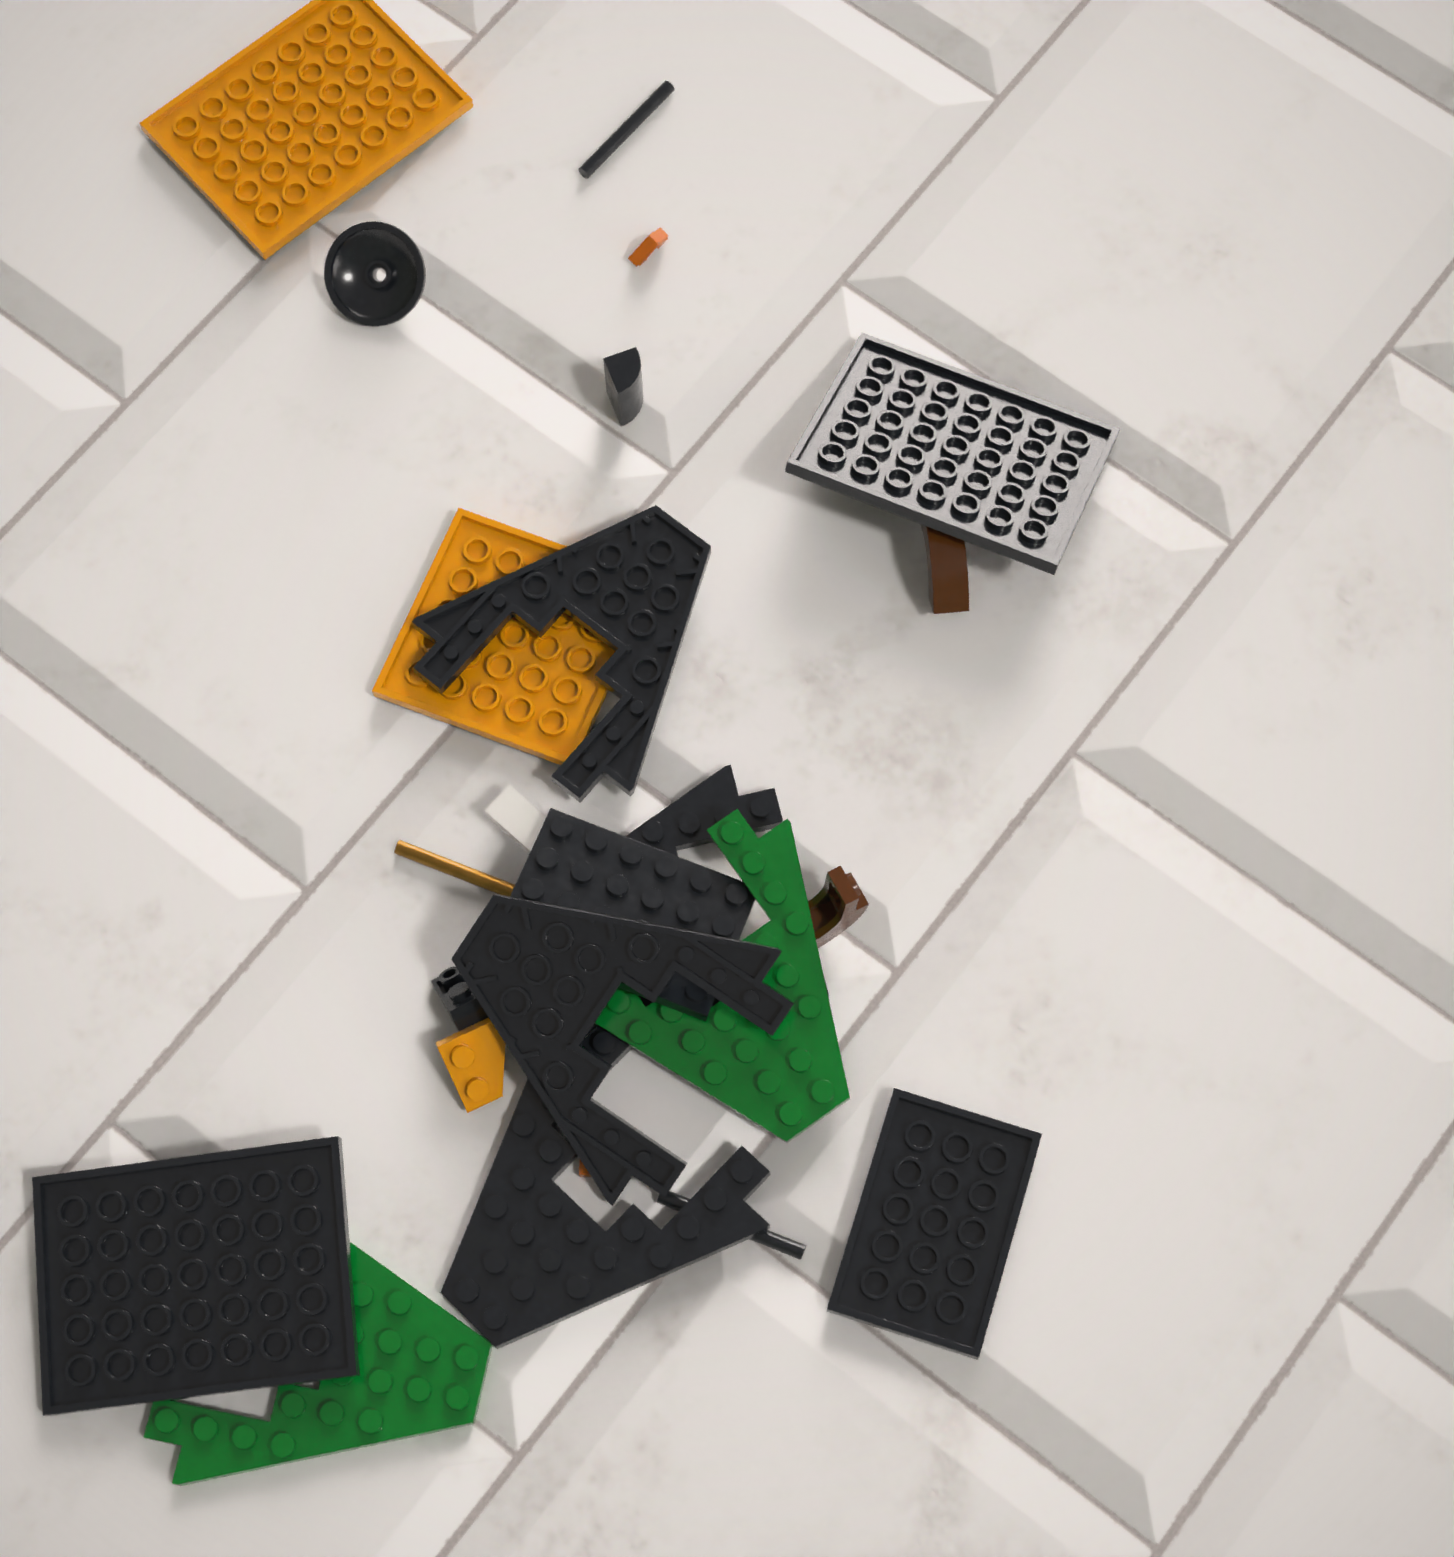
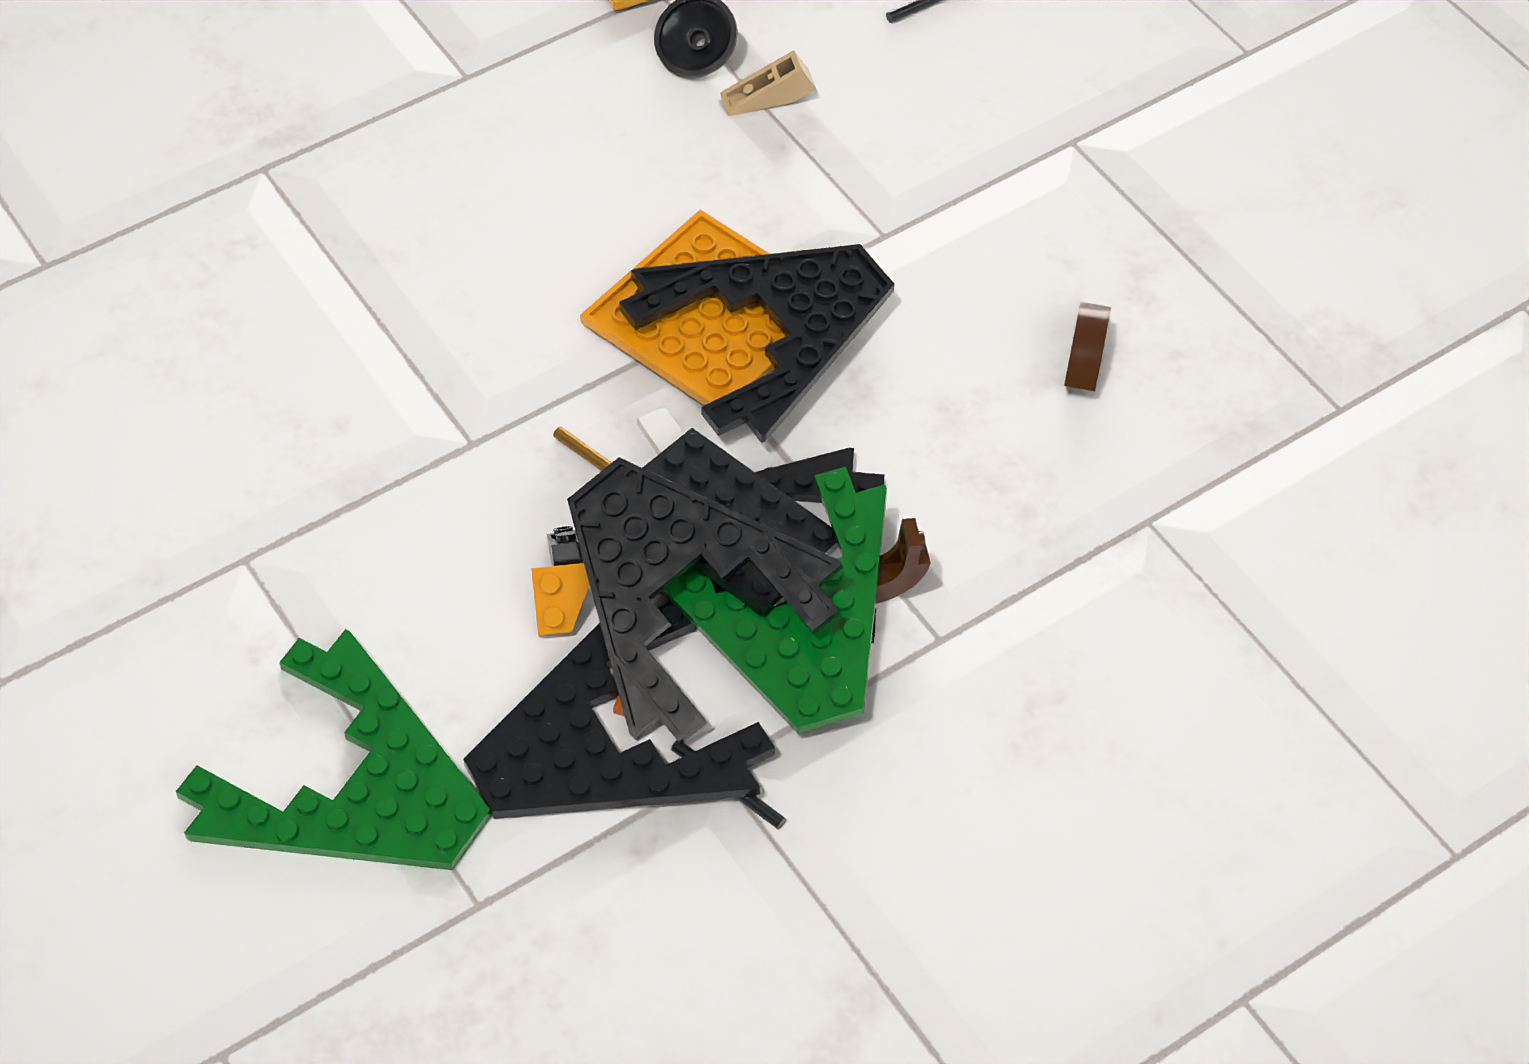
camera: 15 degrees right, 15 degrees down
(194, 1276) = (266, 682): black plate -> none
(480, 315) = (769, 87): none -> tan slope
(624, 384) = (867, 158): black brick -> none
(646, 248) = (924, 73): orange tile -> none
(935, 1223) = (903, 833): black plate -> none
(954, 452) = (1122, 272): plate -> none

